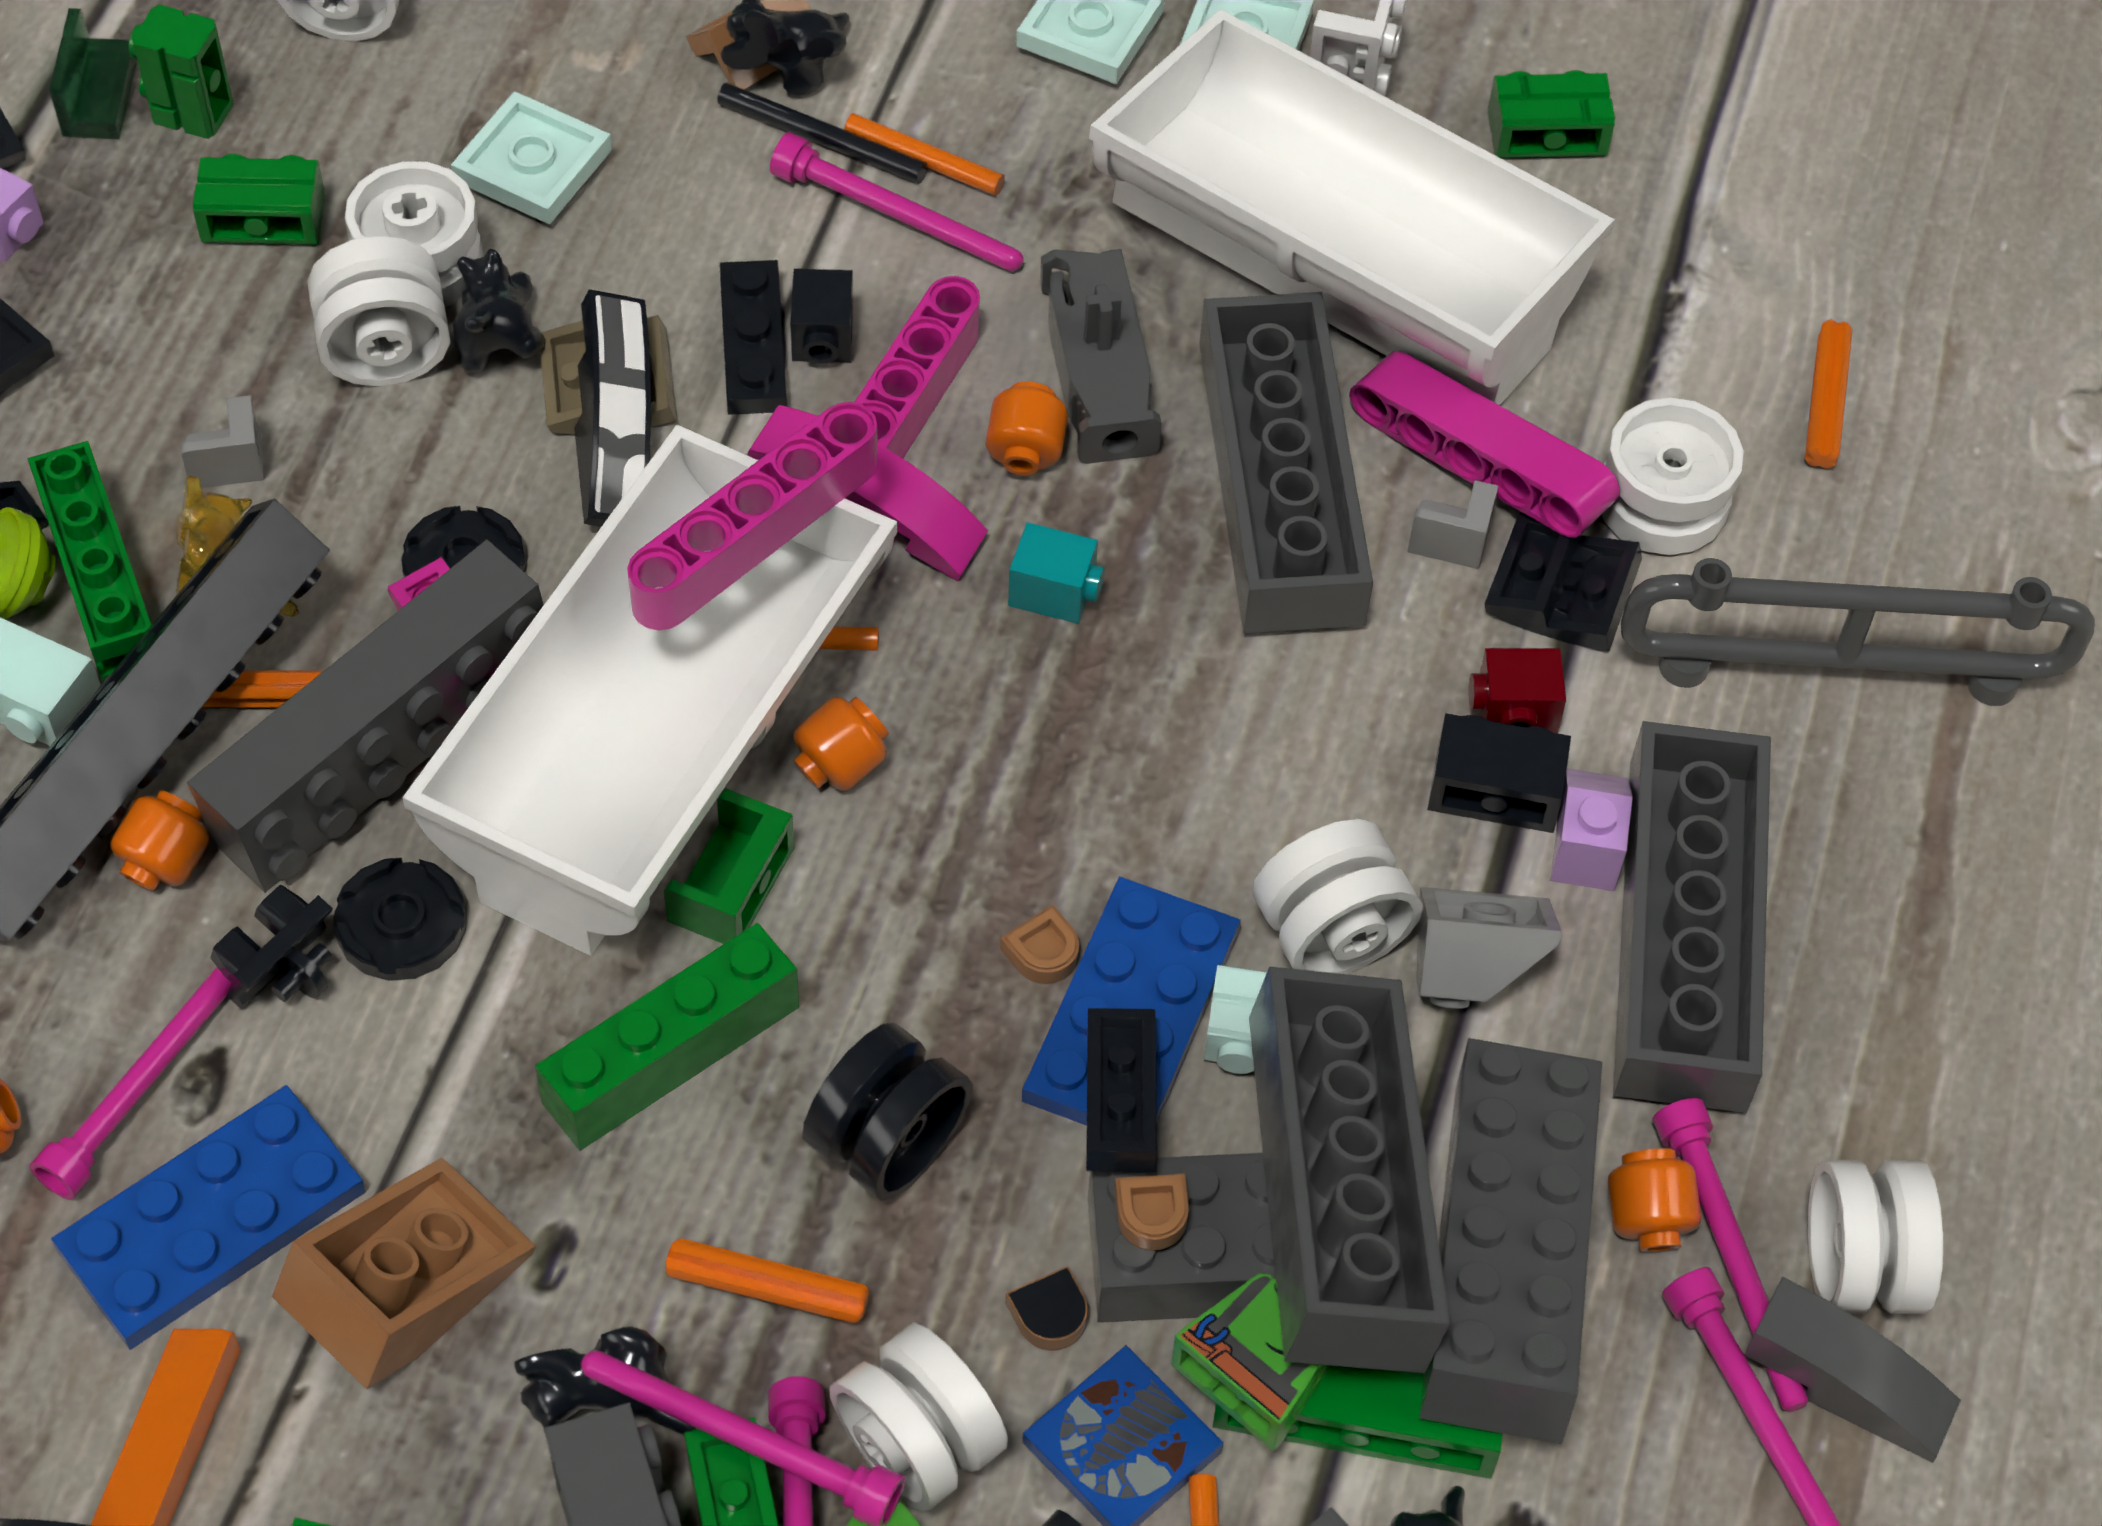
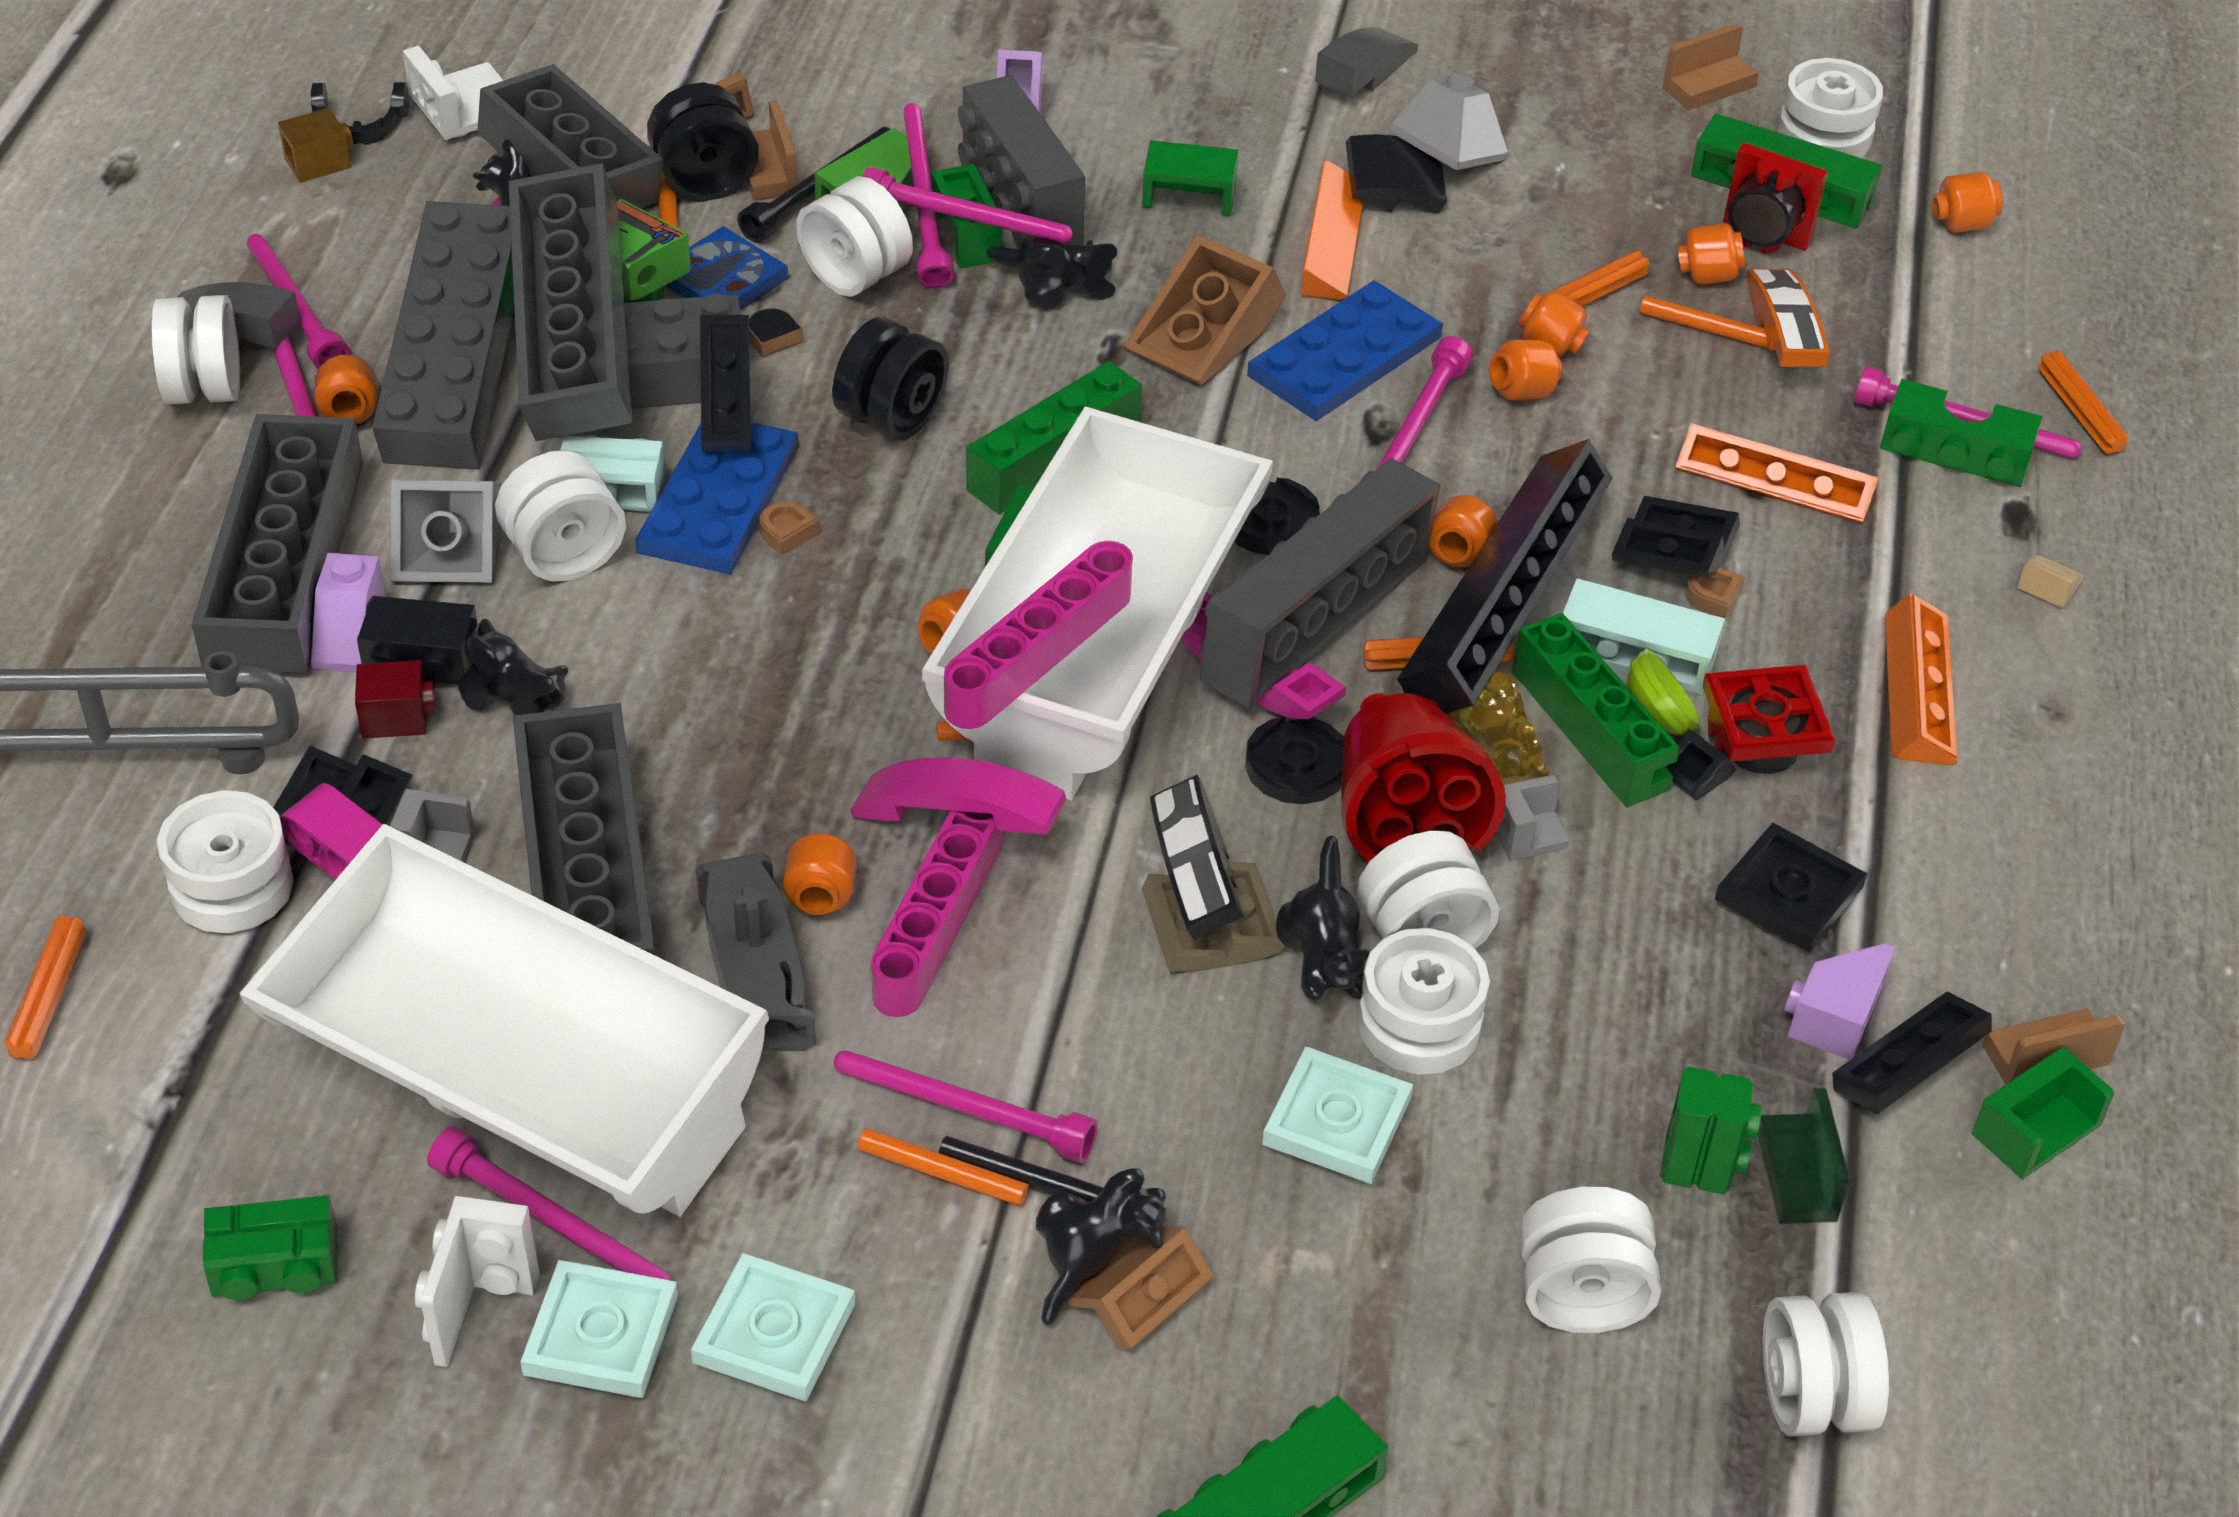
camera: 175 degrees right, 10 degrees down
(259, 200) = (1586, 1040): green brick -> none
(295, 928) = (1344, 467): black hips -> none
(351, 439) = (1414, 774): none -> red cone
(752, 337) = (1086, 967): black plate -> none
(767, 1280) = (969, 332): orange axle -> none
(822, 315) = (1021, 969): black brick -> none
(1054, 573) = (789, 762): teal brick -> none
(1152, 1209) = (699, 303): medium nougat tile -> none
(1397, 711) = (508, 675): none -> black animal

